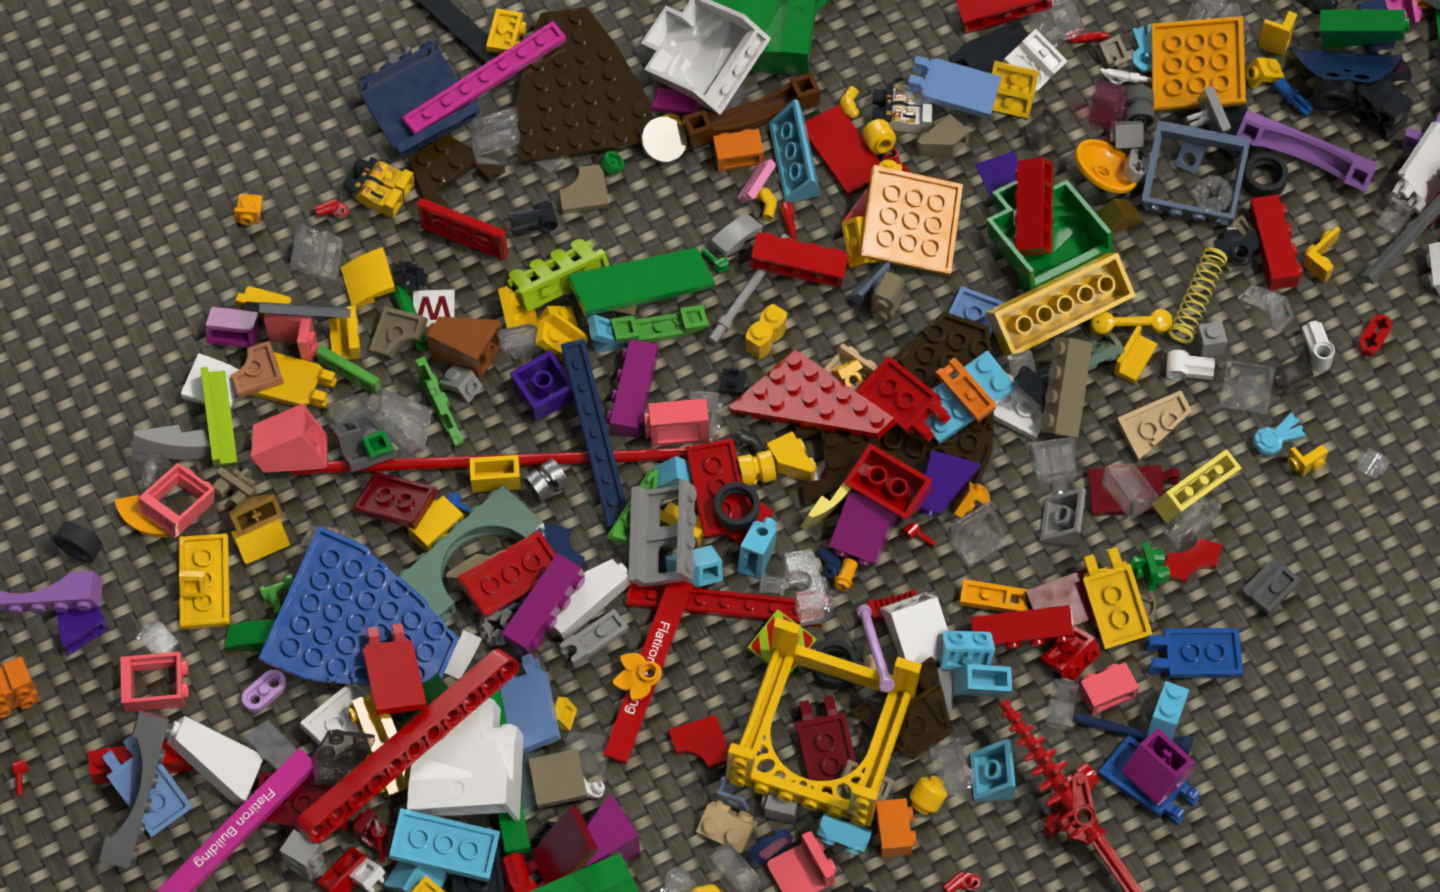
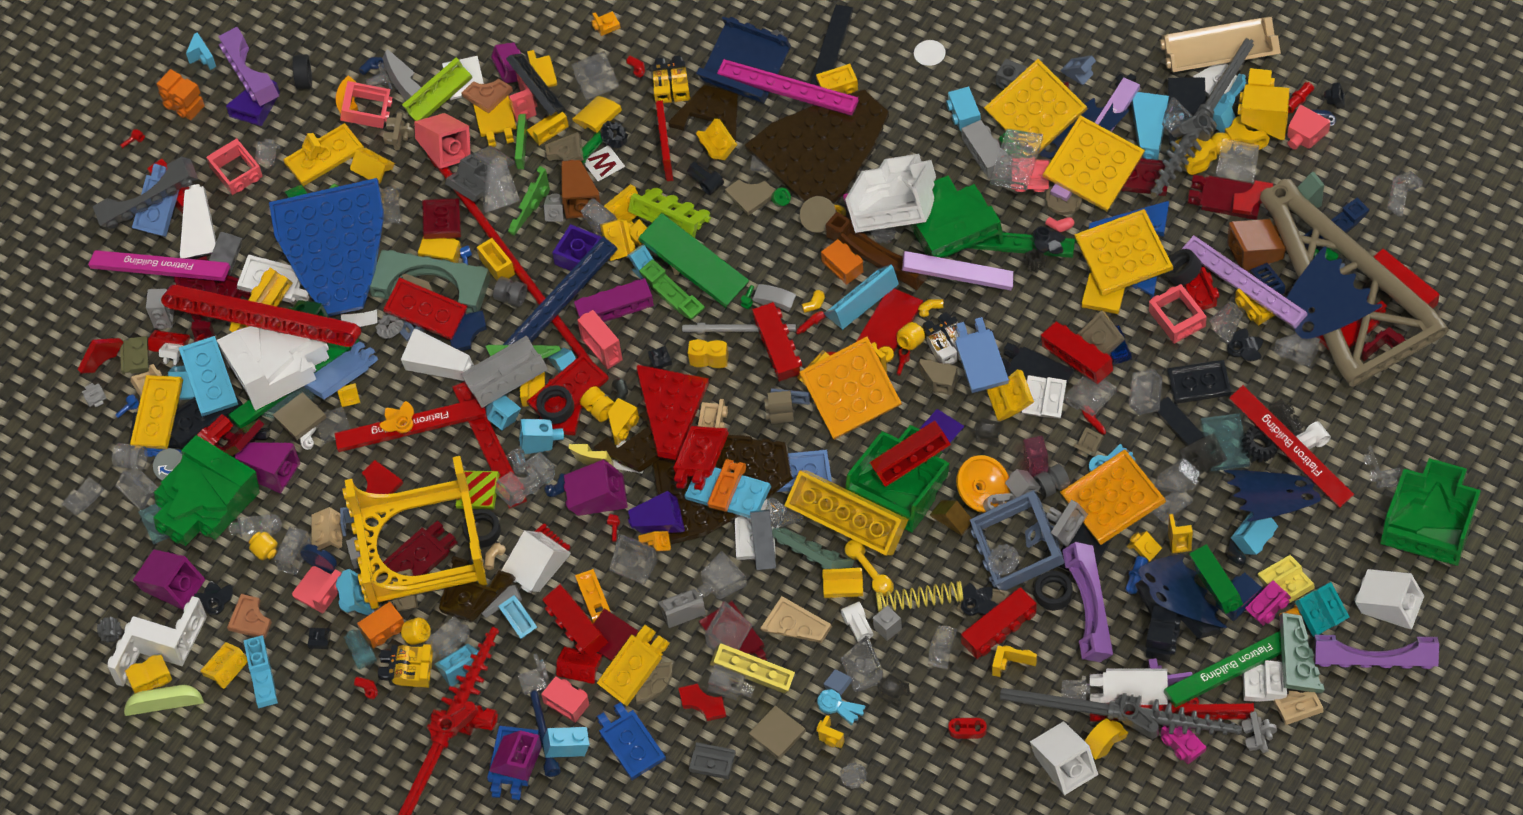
camera: 65 degrees right, 5 degrees down
(116, 468) = (371, 63): none -> dark blue arm
(255, 512) = (379, 148): pearl gold slope -> none
(262, 690) = (265, 227): lavender plate -> none
(339, 755) = (231, 283): clear smoke bracket -> none
(376, 444) = (471, 184): green slope -> none
(393, 673) = (304, 278): red tile -> none
(495, 131) = (754, 117): clear slope -> none
(495, 182) = (717, 140): none -> yellow bracket
(544, 604) = (410, 335): magenta brick -> none
(594, 638) = (414, 382): light grey plate -> none
(713, 406) = (629, 356): clear bracket -> none
(756, 181) = (825, 285): bright pink tile -> none
(833, 51) = (957, 270): none -> lavender tile
(846, 370) = (704, 413): yellow tile -> none
(846, 573) = (553, 499): light orange pin -> none
(886, 682) = (531, 526): lavender bar -> none
(889, 482) = (622, 478): red slope -> none
(918, 866) = (361, 652): none -> clear light blue piece
(957, 833) = (407, 665): none -> hips
(966, 648) = (533, 594): medium azure bracket -> none
(1066, 387) = (775, 547): dark tan brick -> none
(1123, 76) = (1071, 456): white hand -> none
(1147, 566) = (672, 672): green hips -> none
(1248, 422) = (838, 682): none -> sand blue tile
(1272, 509) = (777, 732): none -> dark tan tile
(1318, 345) = (930, 693): white piece -> none

